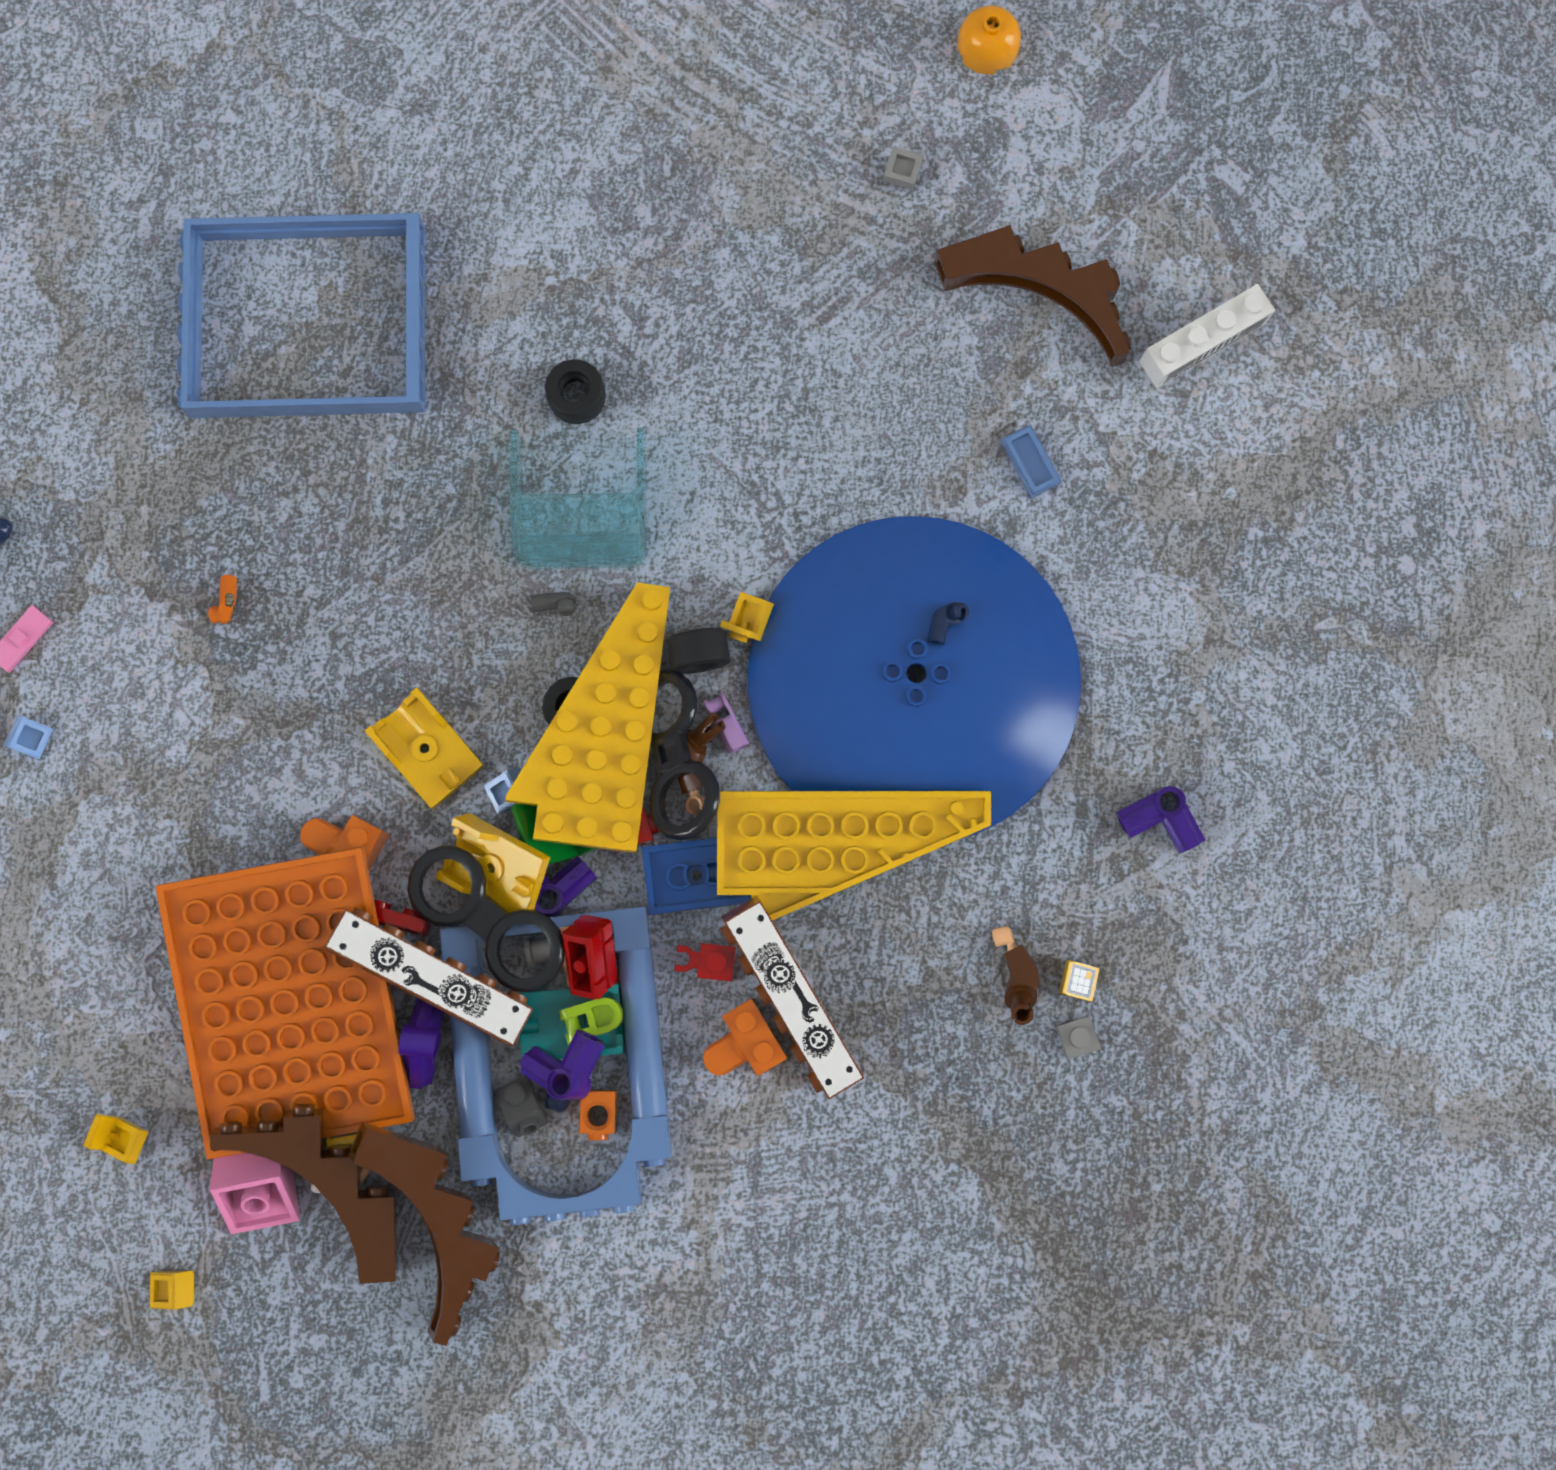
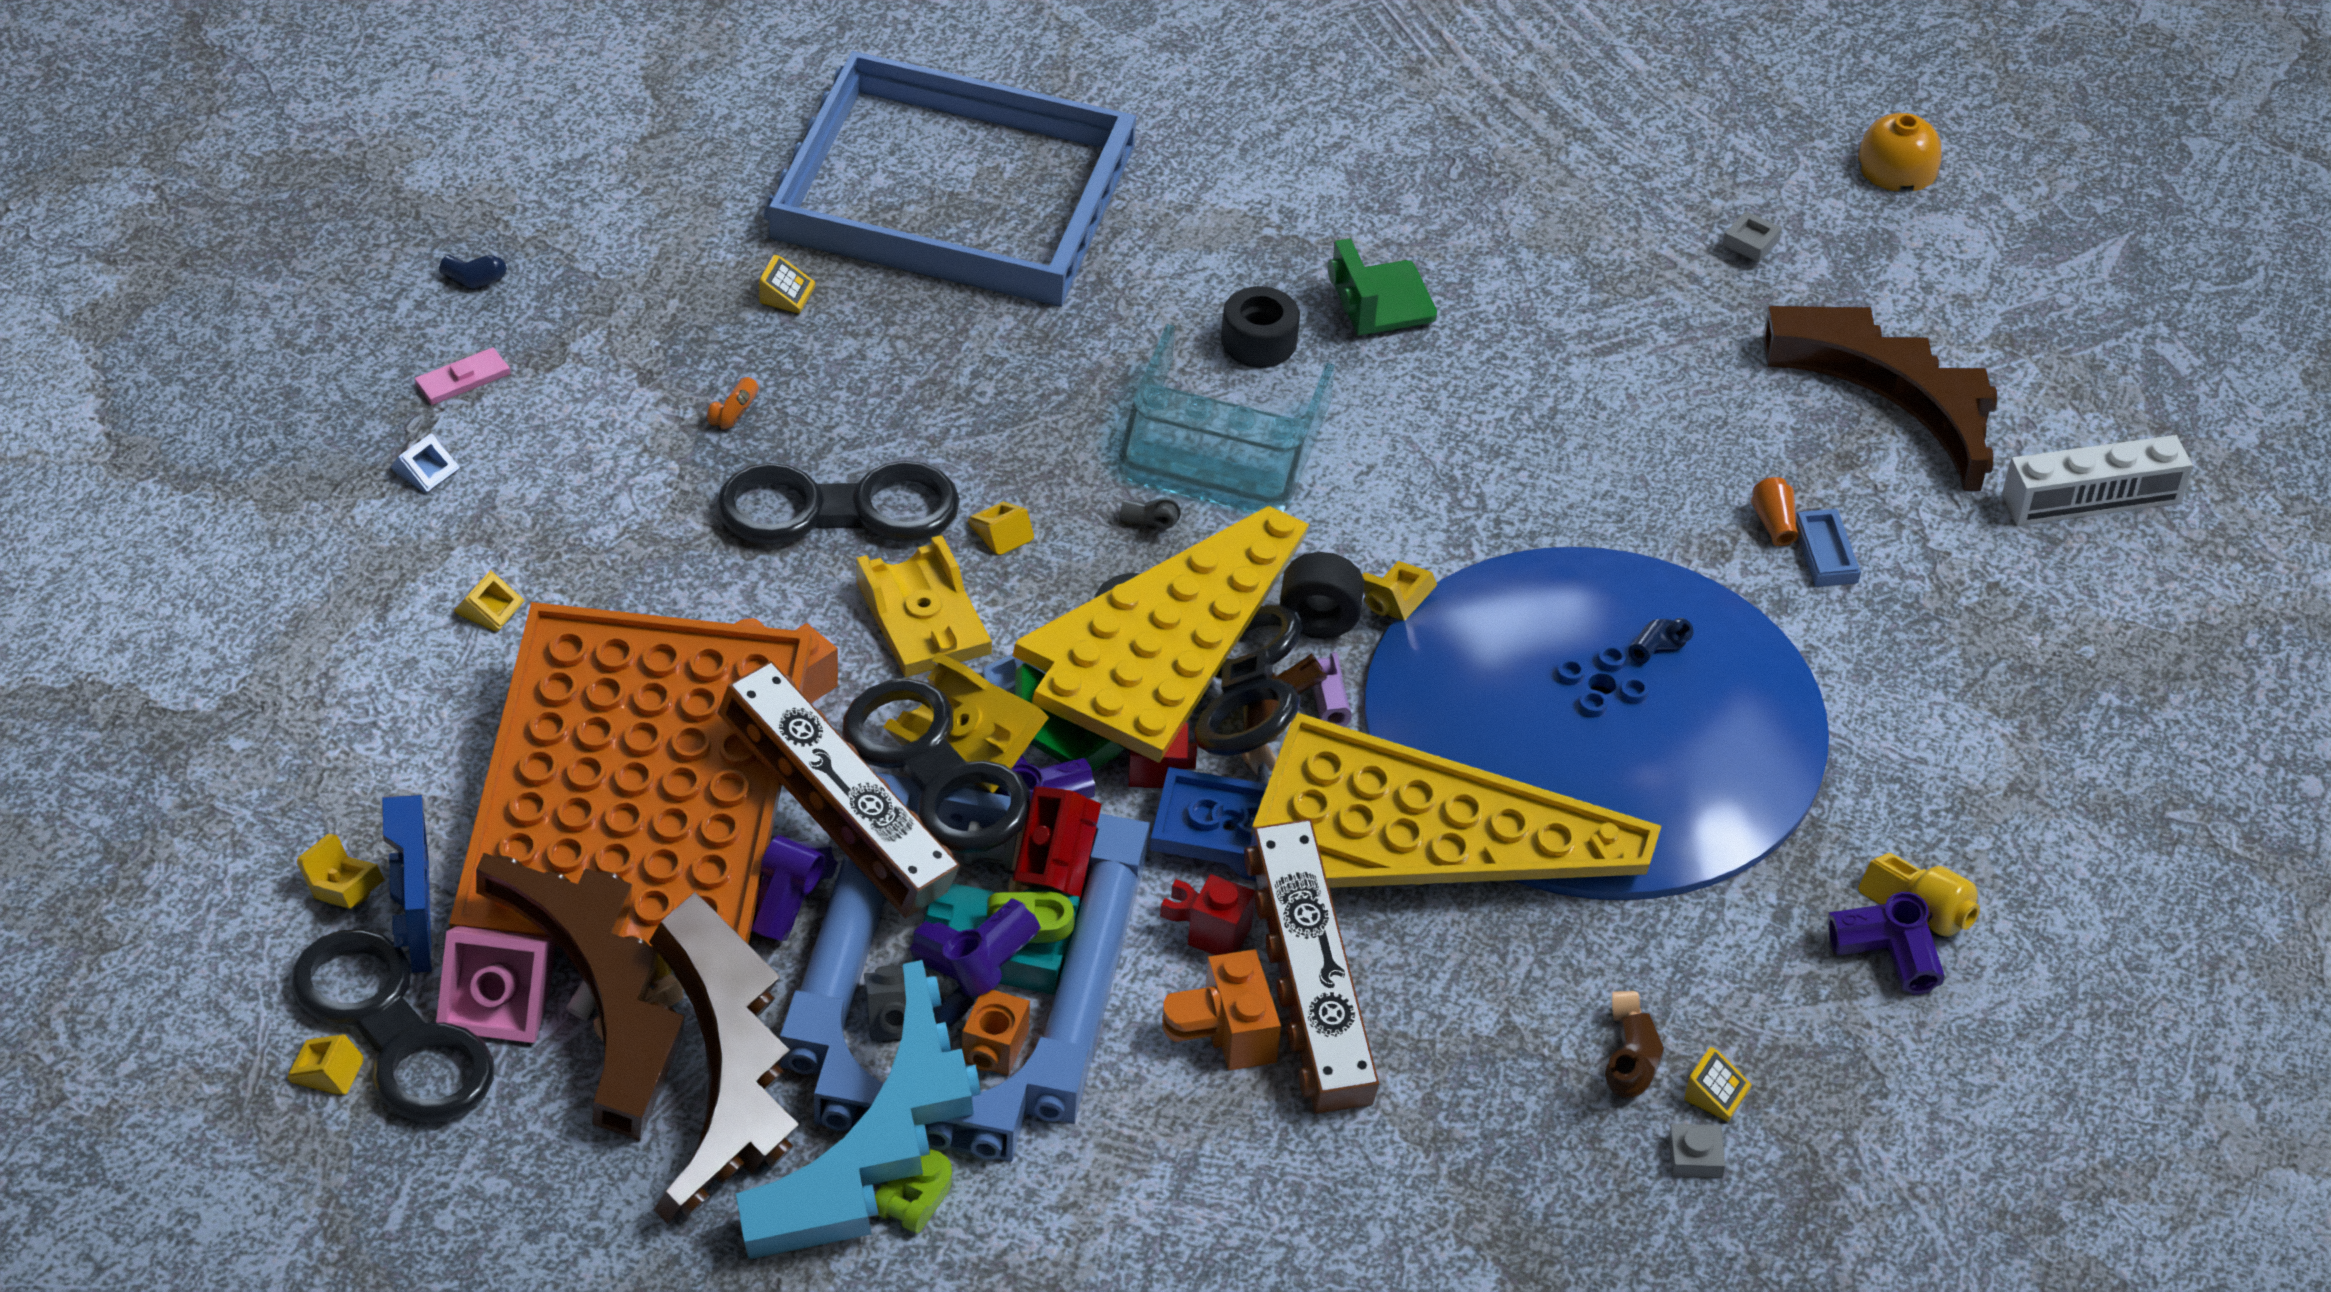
camera: 15 degrees right, 35 degrees down
(123, 850) = (490, 603): none -> yellow slope
(158, 1119) = (409, 876): none -> blue piece
(201, 1244) = (392, 1025): none -> black bar
(220, 469) = (784, 286): none -> slope
(331, 670) = (838, 503): none -> black bar
(453, 648) = (1003, 527): none -> yellow slope
(542, 1294) = (836, 1191): none -> medium azure arch
(592, 1241) = (925, 1189): none -> lime plate
(652, 324) = (1381, 294): none -> green bracket
(989, 442) = (1776, 508): none -> orange cone
(1149, 756) = (1886, 877): none -> yellow slope
(1189, 772) = (1949, 899): none -> yellow head

